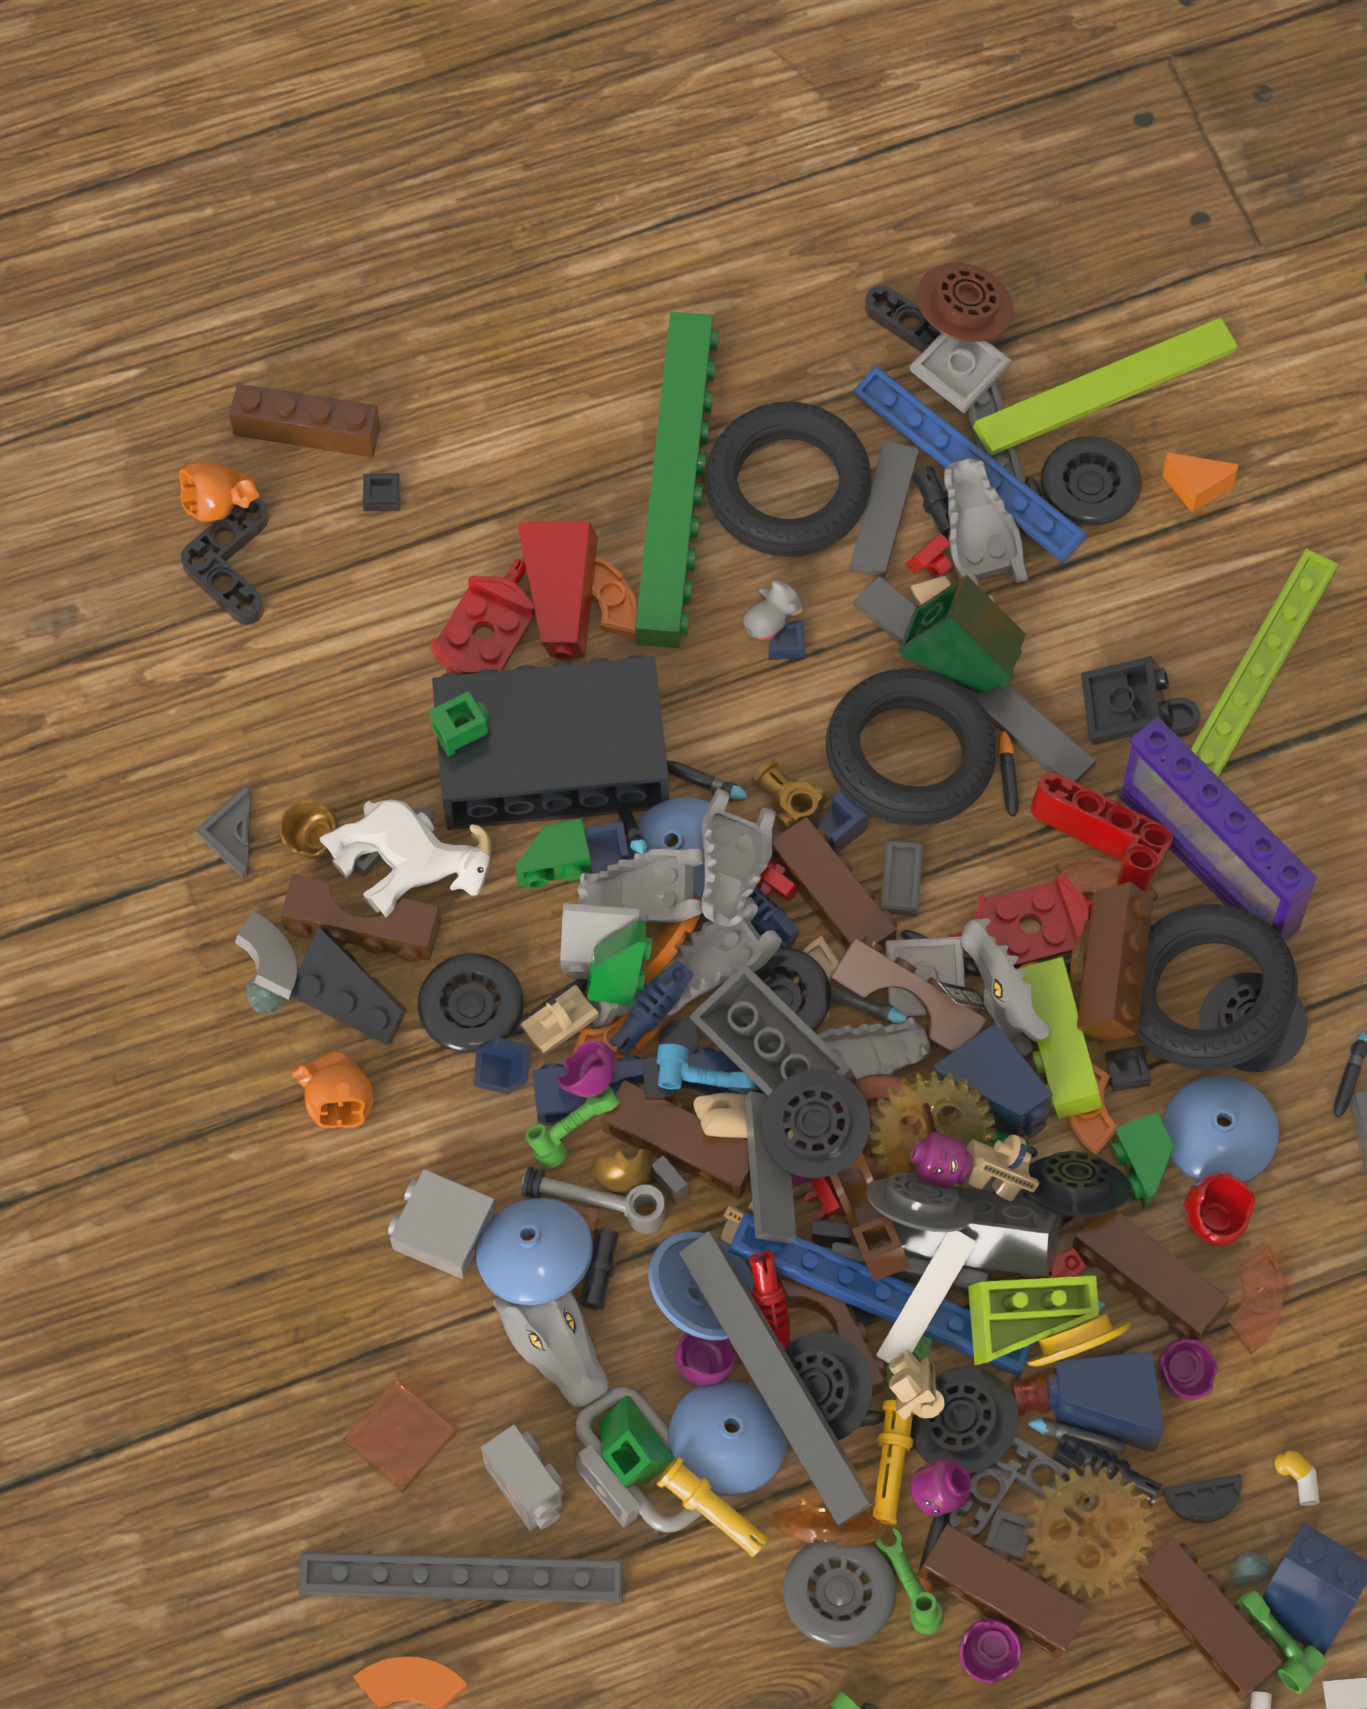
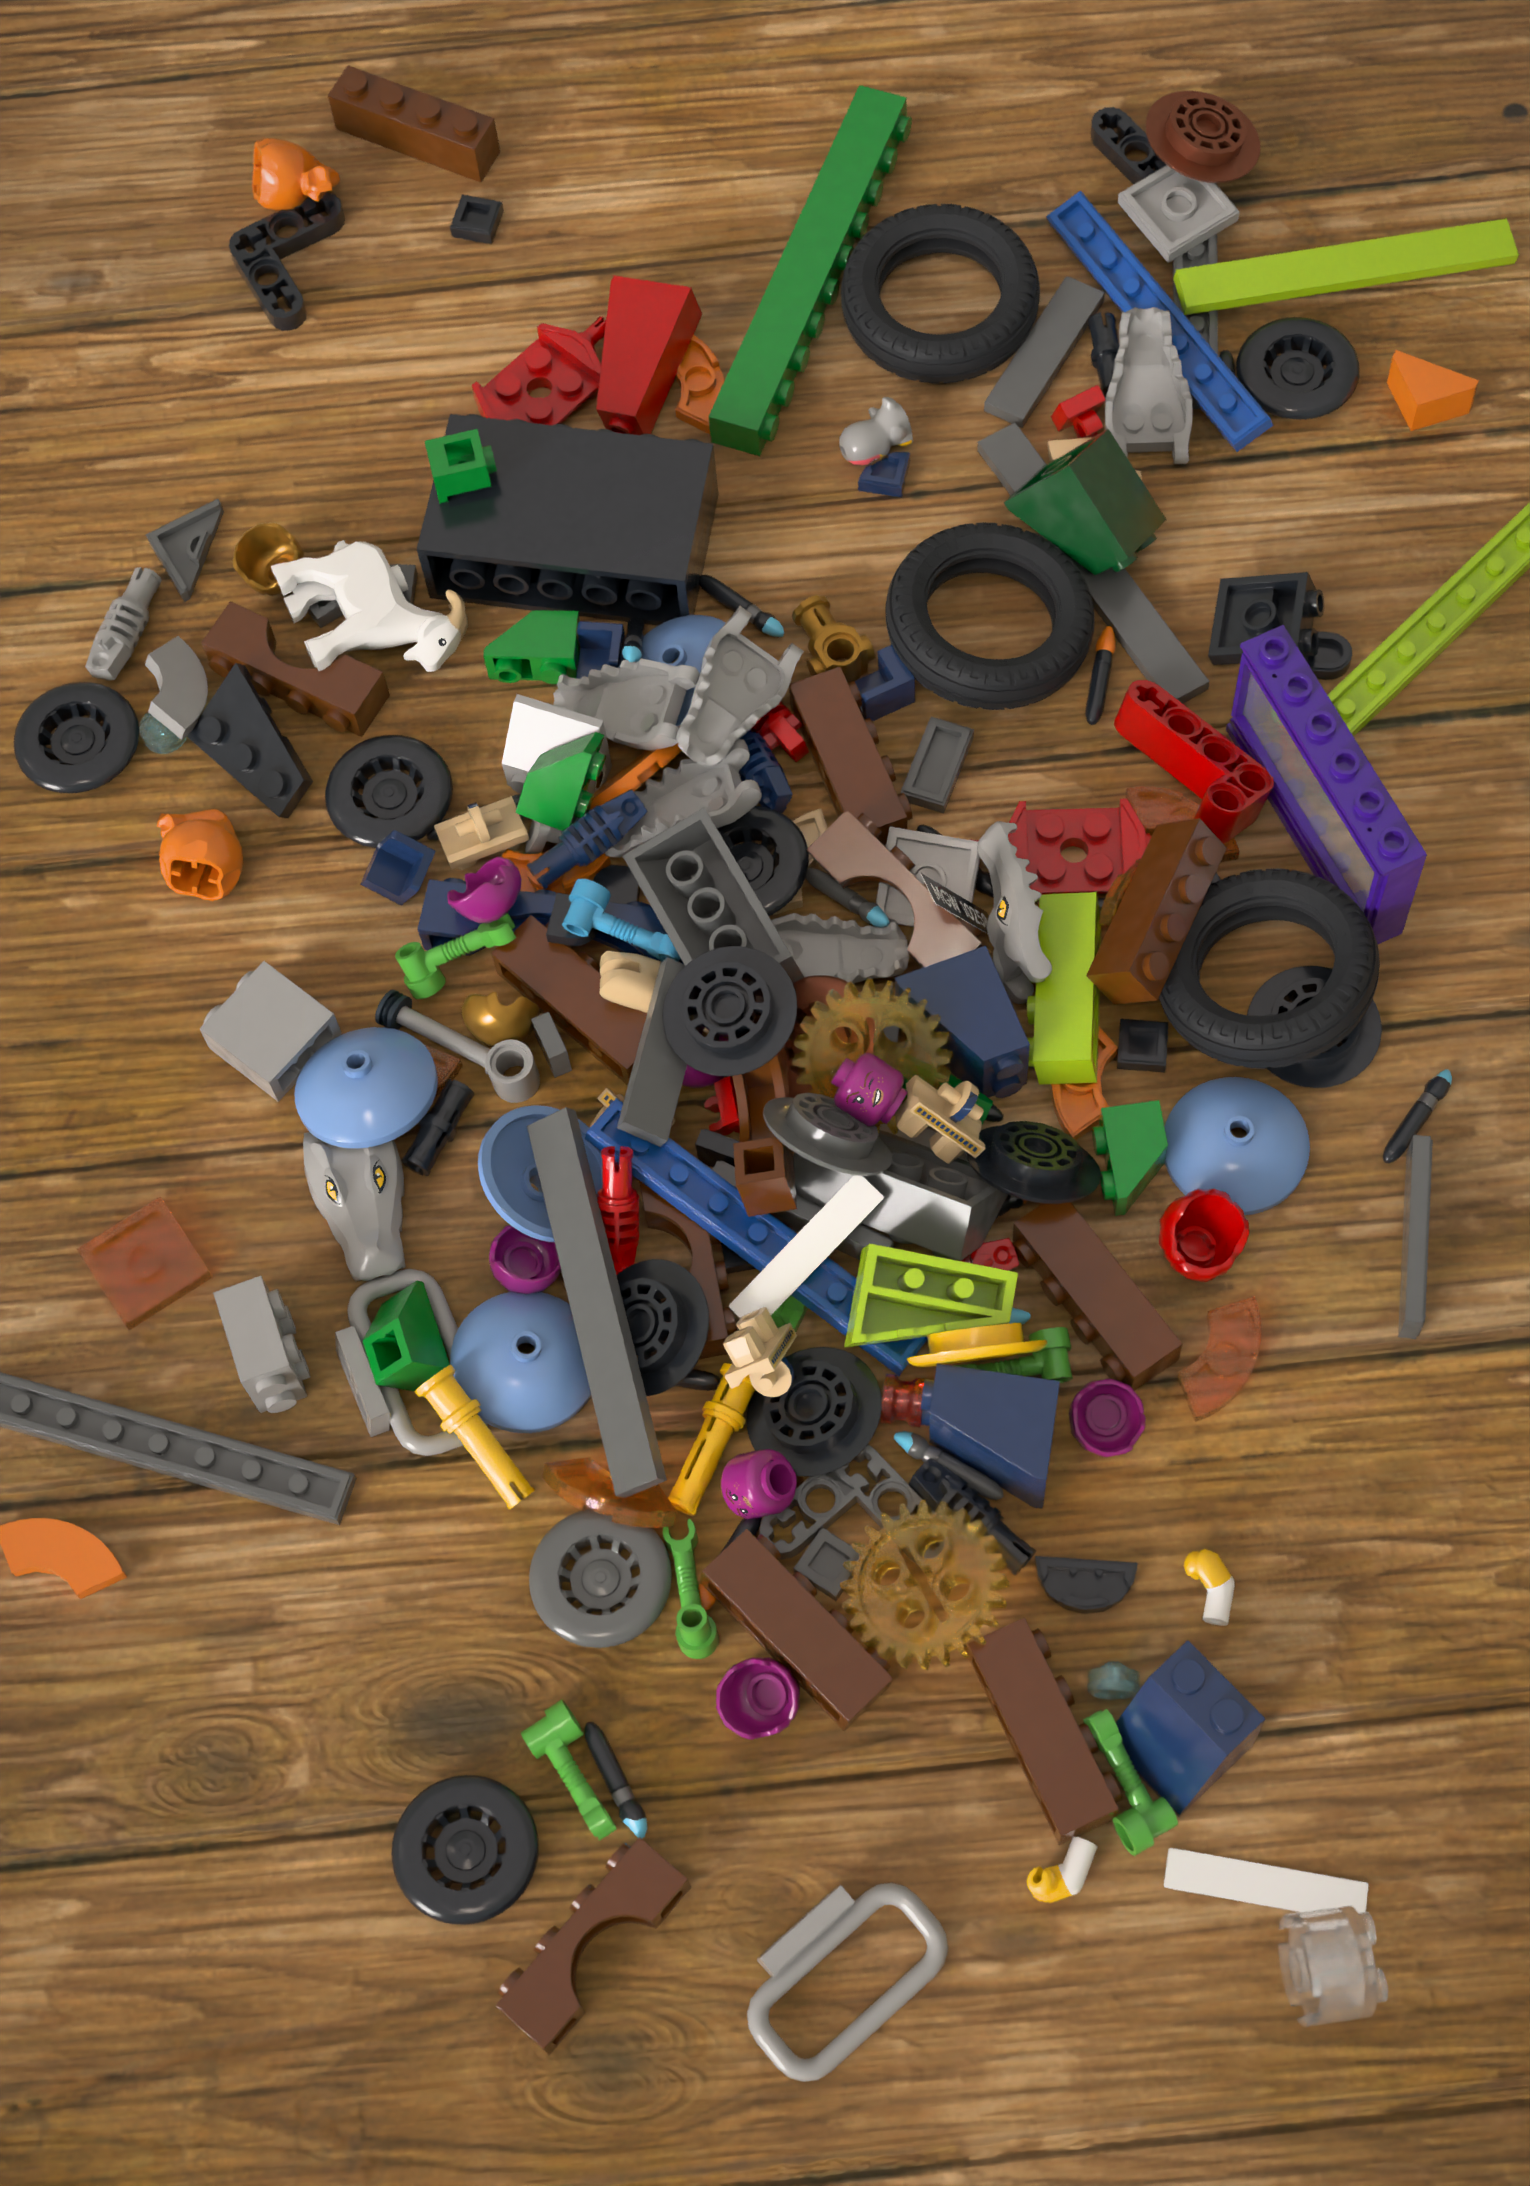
camera: 20 degrees right, 0 degrees up
(197, 1018) = (81, 749): none -> black wheel
(203, 913) = (123, 626): none -> light grey hinge
(1133, 1339) = (1050, 1361): none -> bright green brick

